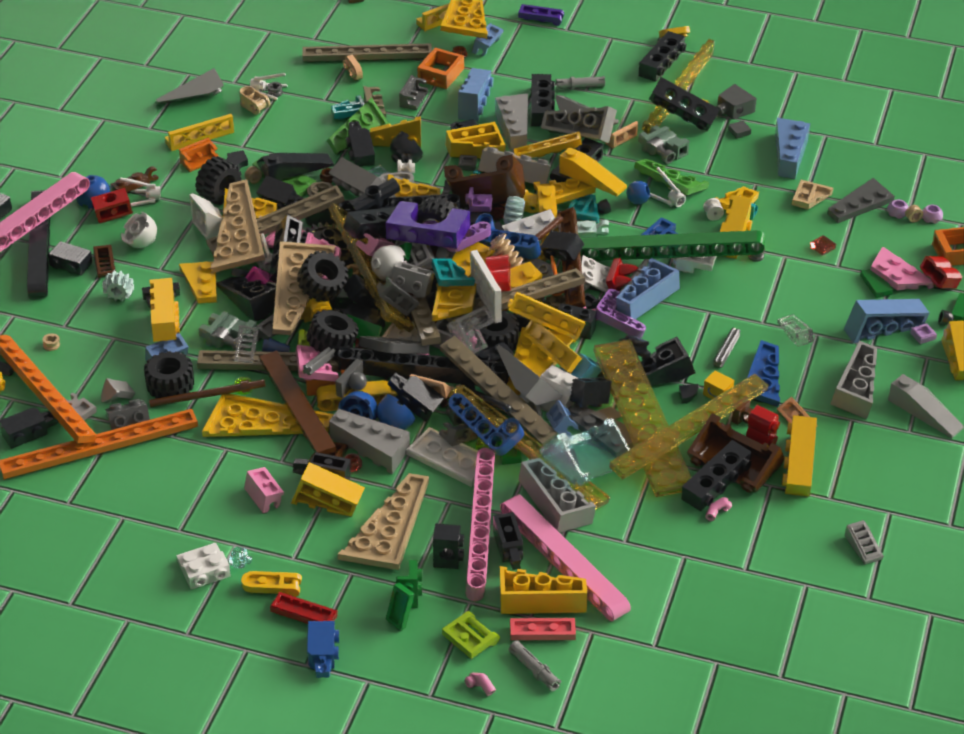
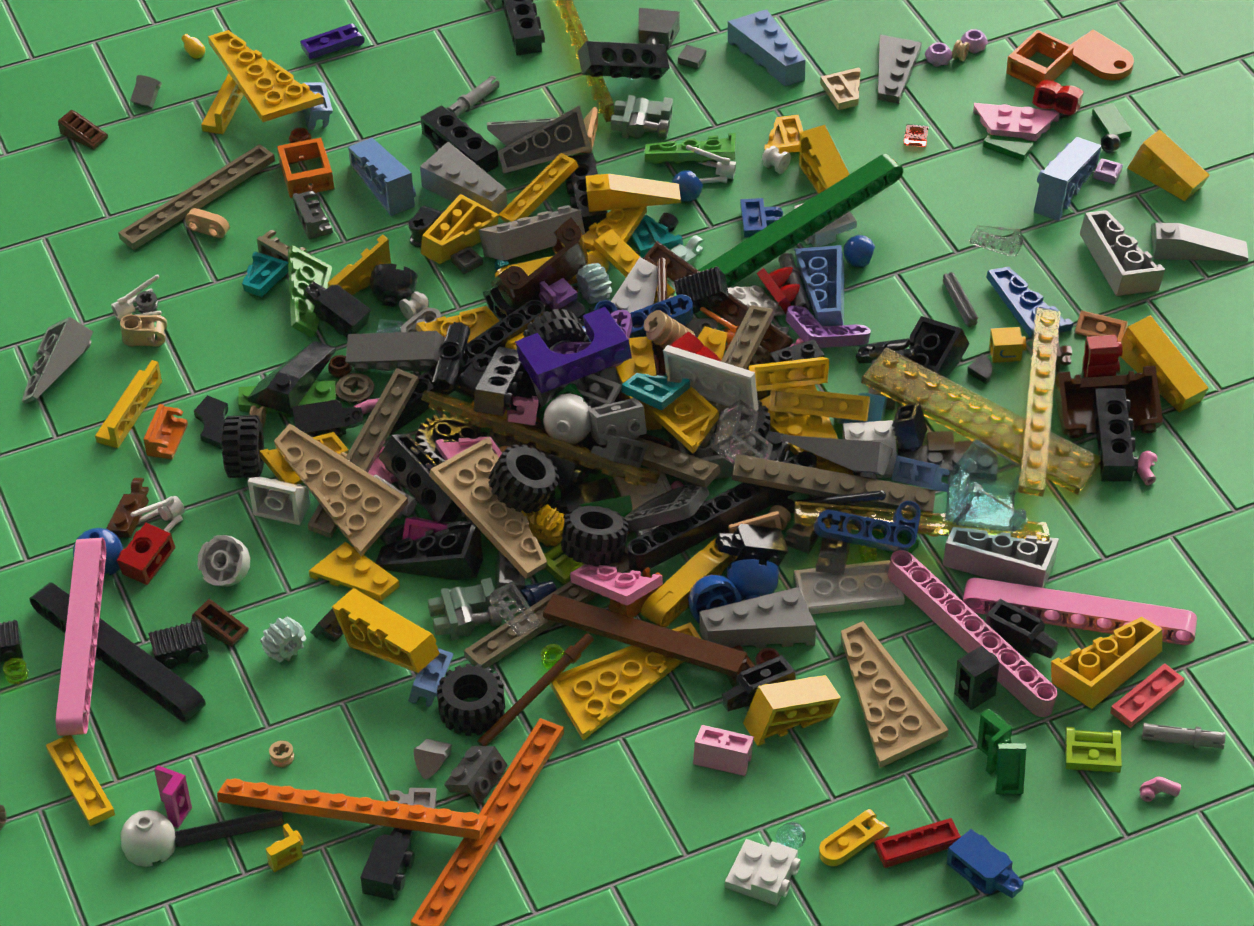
camera: 40 degrees left, 5 degrees up
(318, 361) = (628, 574): dark grey axle -> none
(351, 378) = (677, 570): dark grey tile -> none
(695, 284) = (859, 250): none -> blue piece

